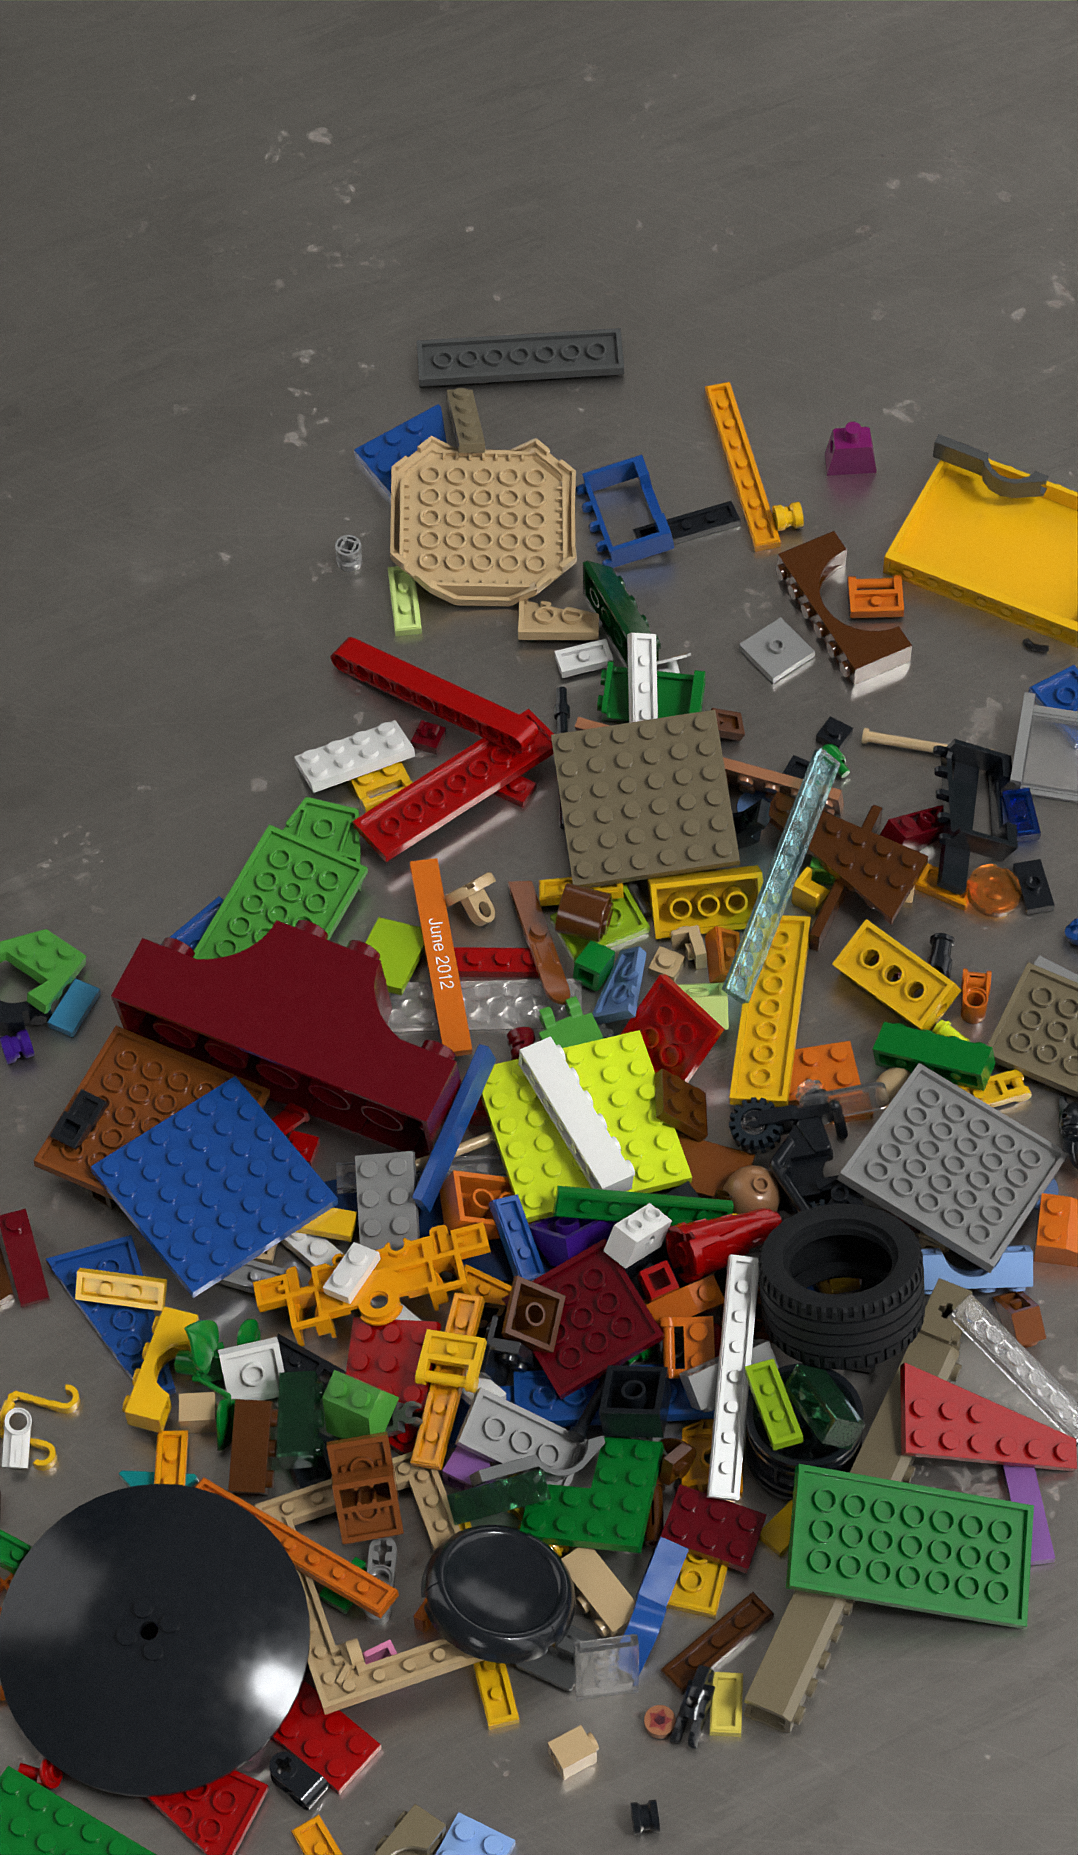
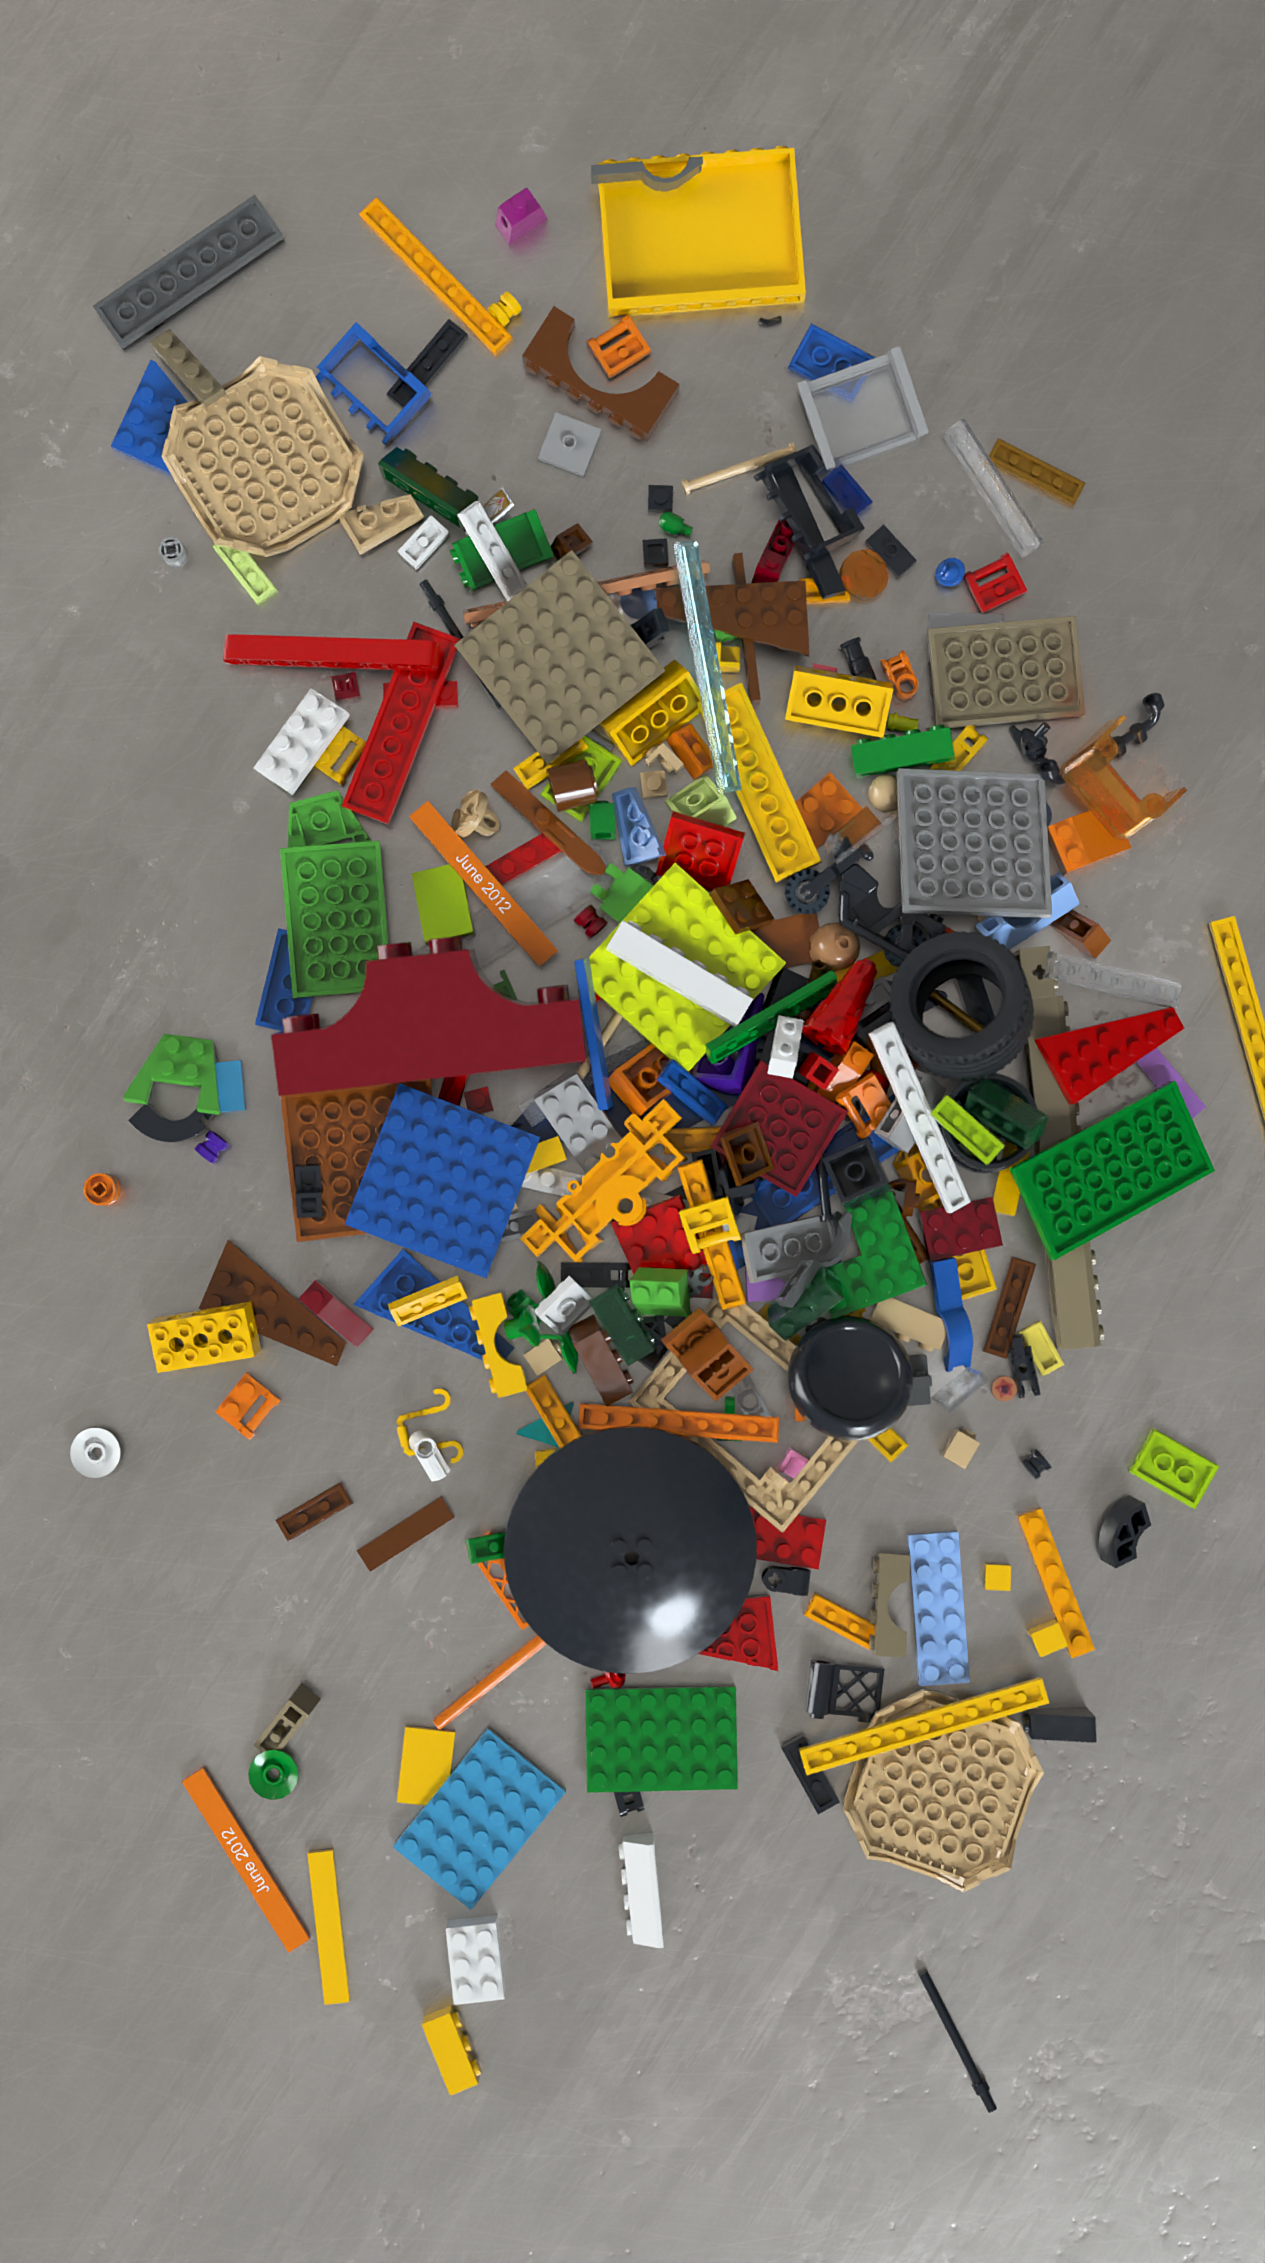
camera: 30 degrees left, 30 degrees up
(351, 1273) = (592, 1195): white plate -> none

